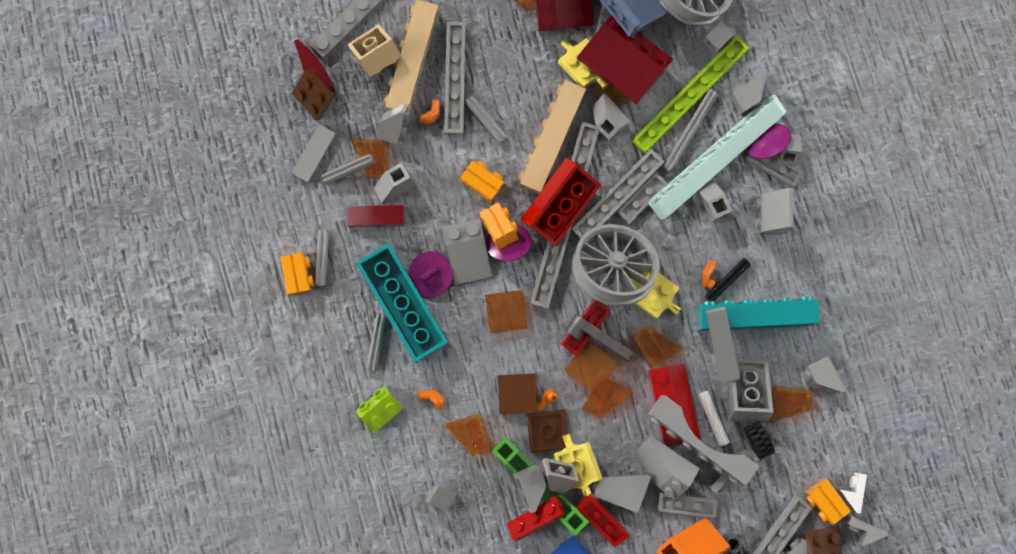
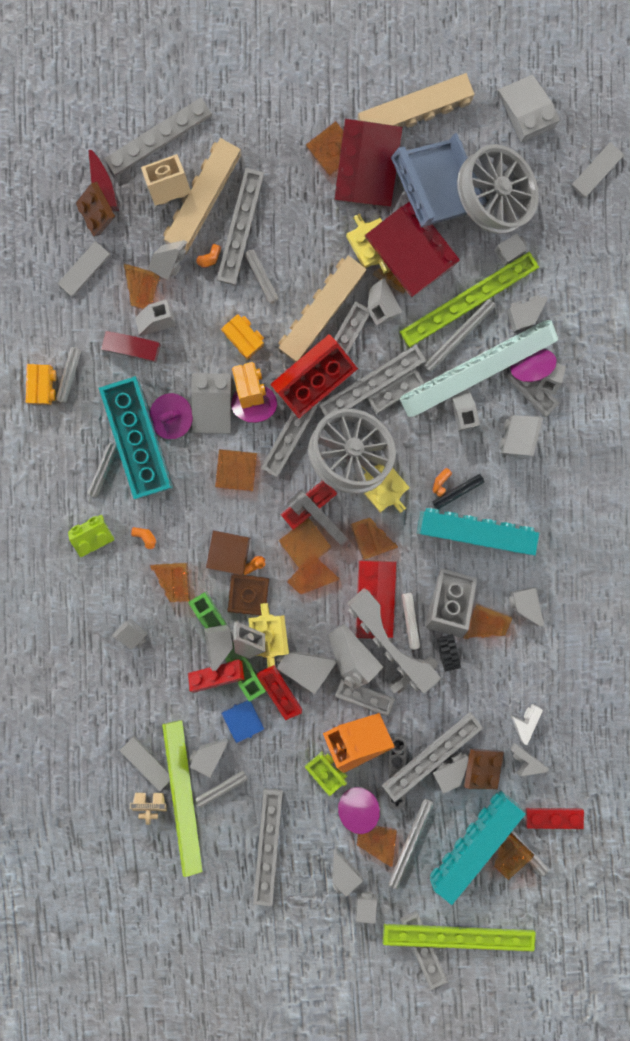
camera: 15 degrees right, 5 degrees up
(347, 169) = (112, 293): light grey axle -> none
(722, 344) = (436, 553): light grey tile -> none
(827, 501) = (498, 725): light orange brick -> none

